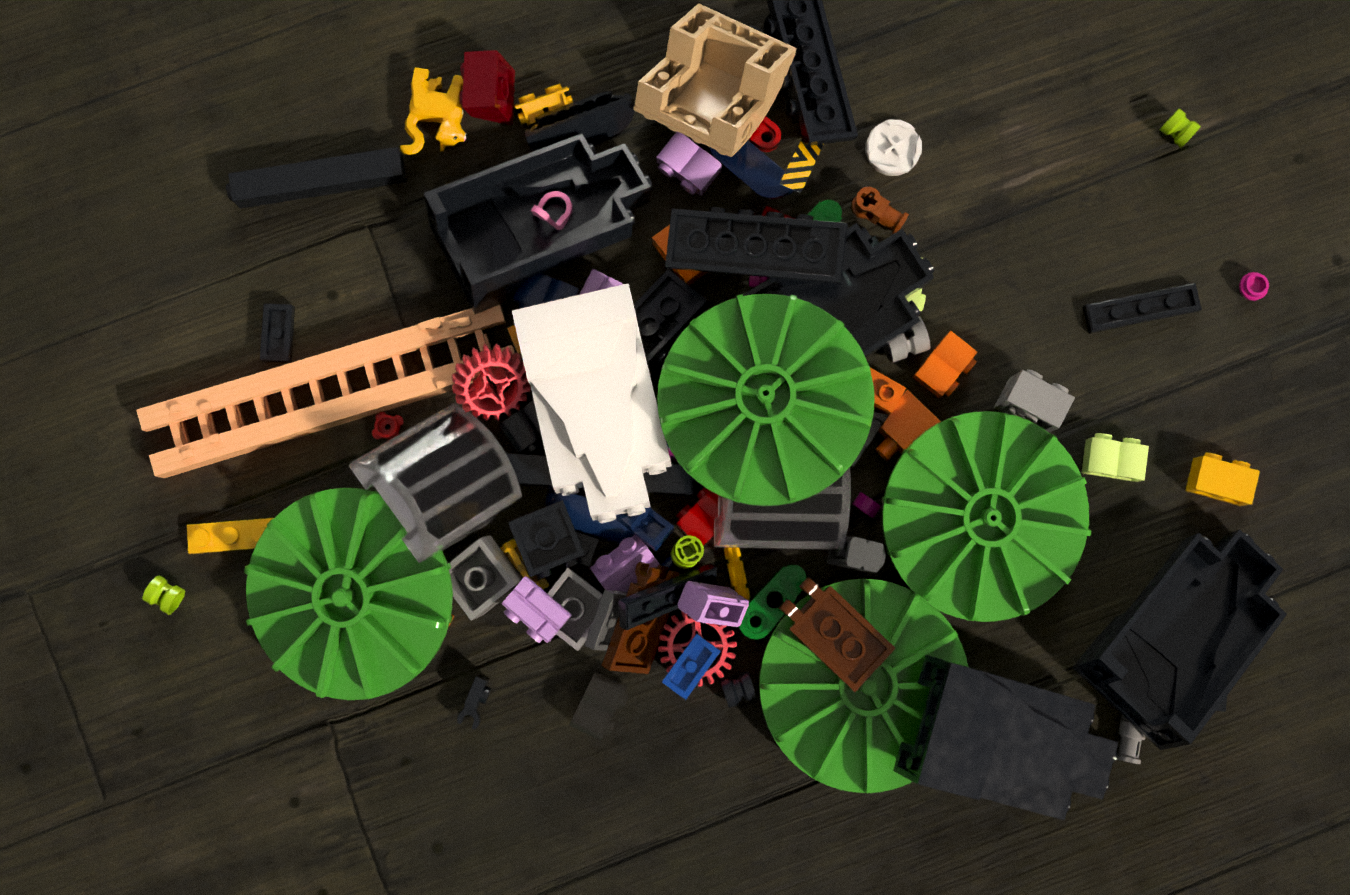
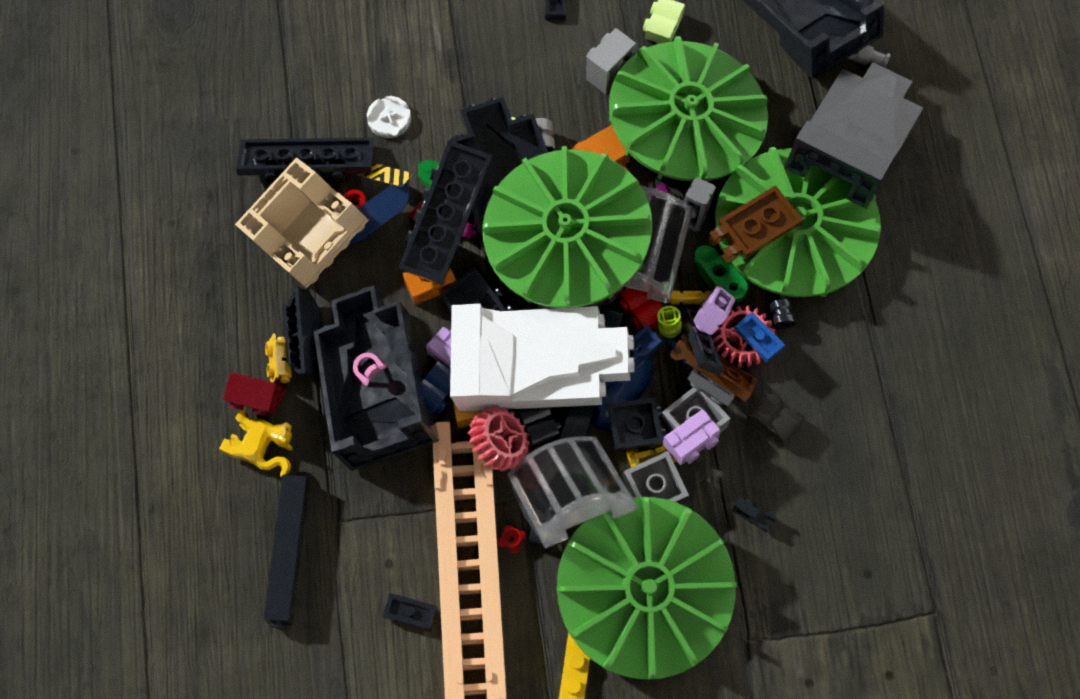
camera: 70 degrees left, 15 degrees down
(618, 567) = (669, 374): lavender brick -> none
(688, 163) = (360, 261): lavender brick -> none
(877, 209) = (434, 136): dark orange connector -> none
(945, 365) = (566, 116): orange brick -> none

